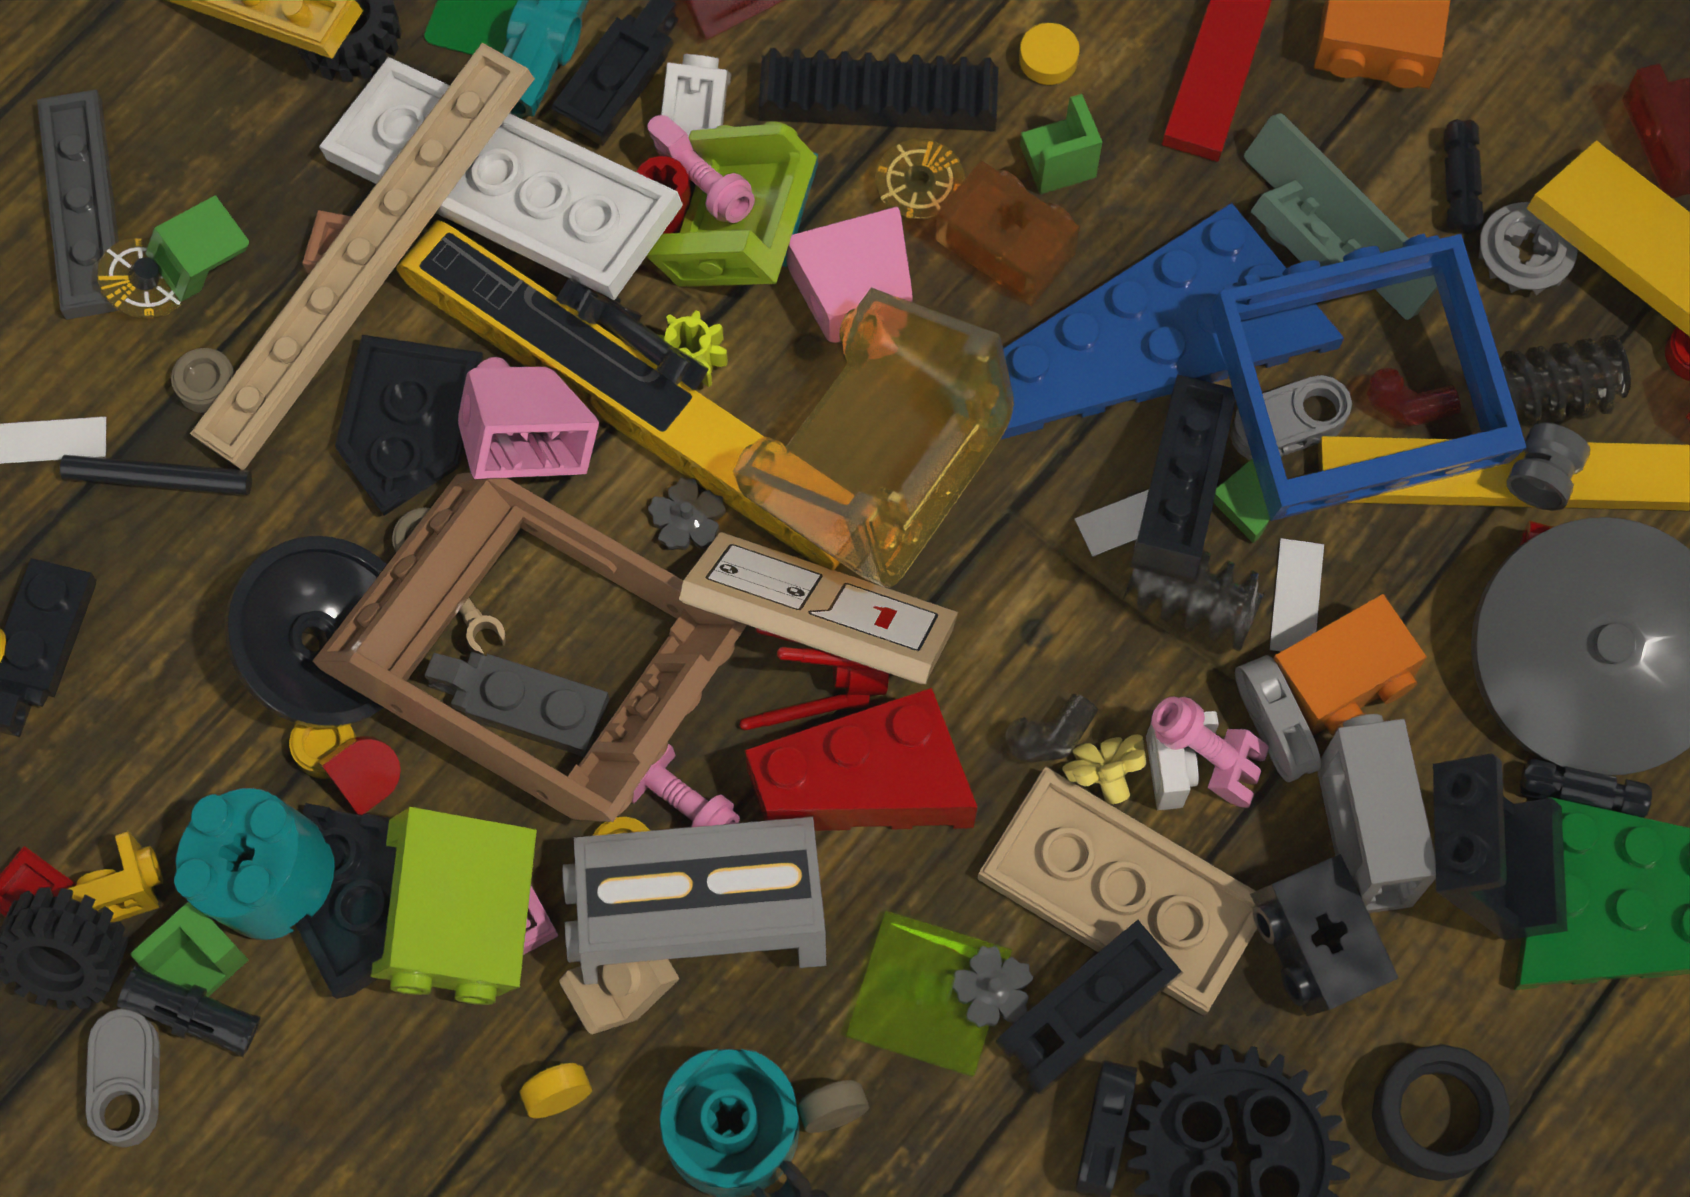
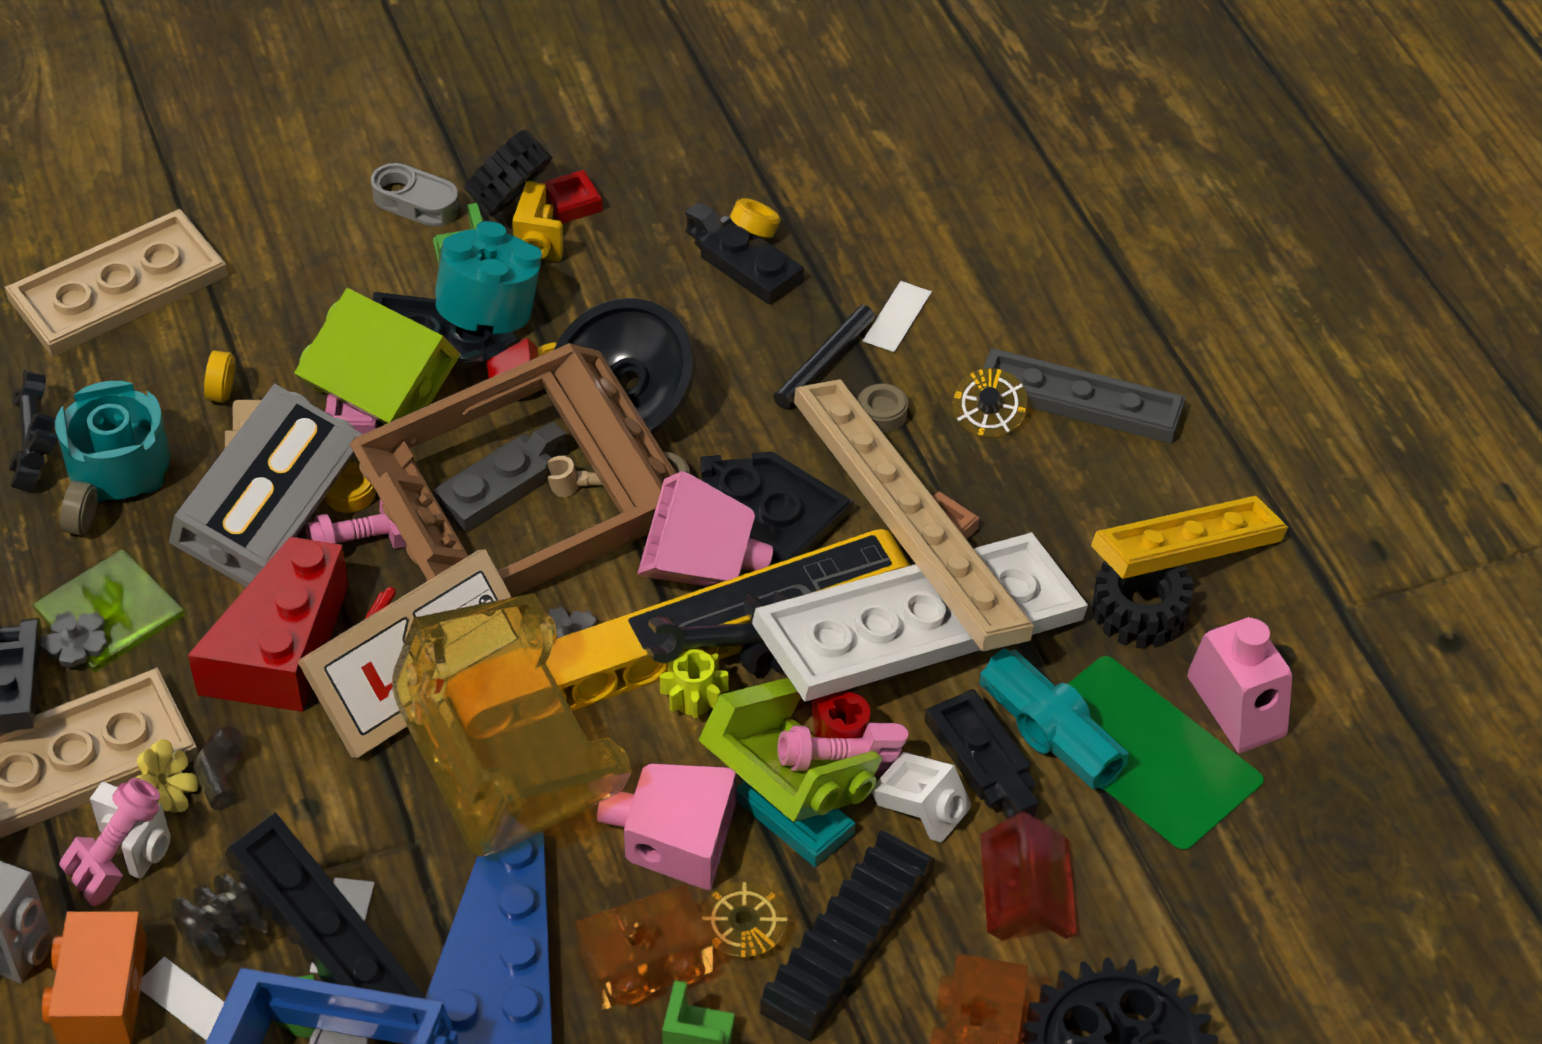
camera: 120 degrees right, 20 degrees down
(188, 1011) = (423, 230): black pin -> none
(194, 245) = (986, 425): bright green panel -> none
(1277, 718) = (87, 896): light grey piece -> none

